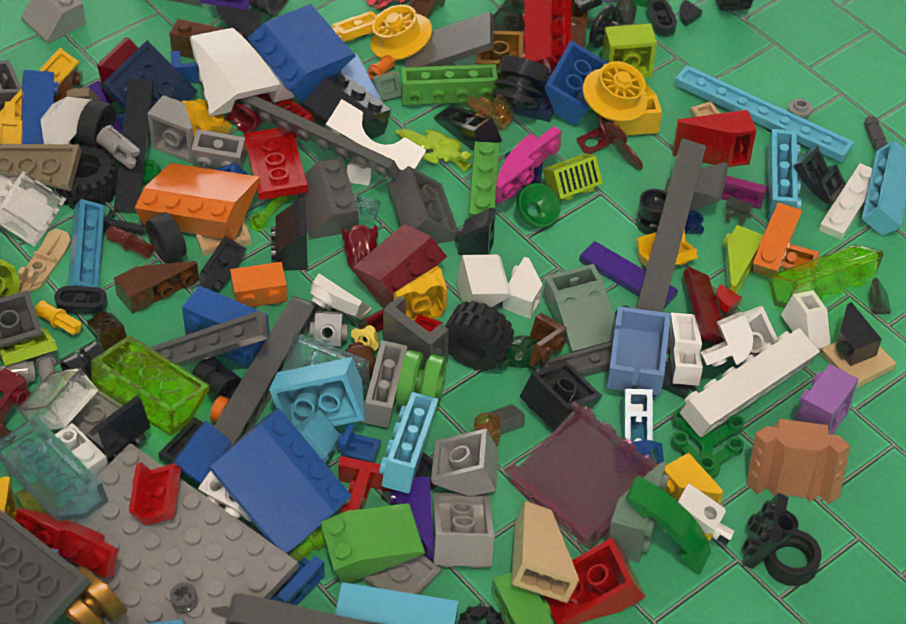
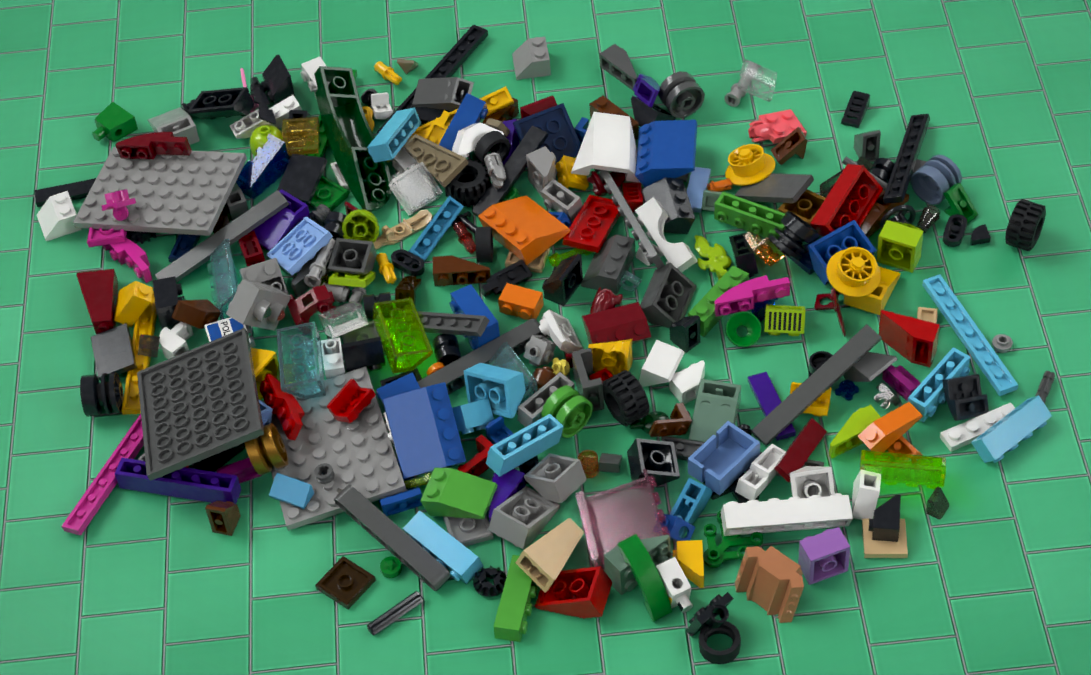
camera: 40 degrees right, 0 degrees up
(355, 26) = (717, 148): yellow hinge -> none
(727, 299) = (822, 453): red tile -> none
(737, 341) = (790, 479): white brick -> none

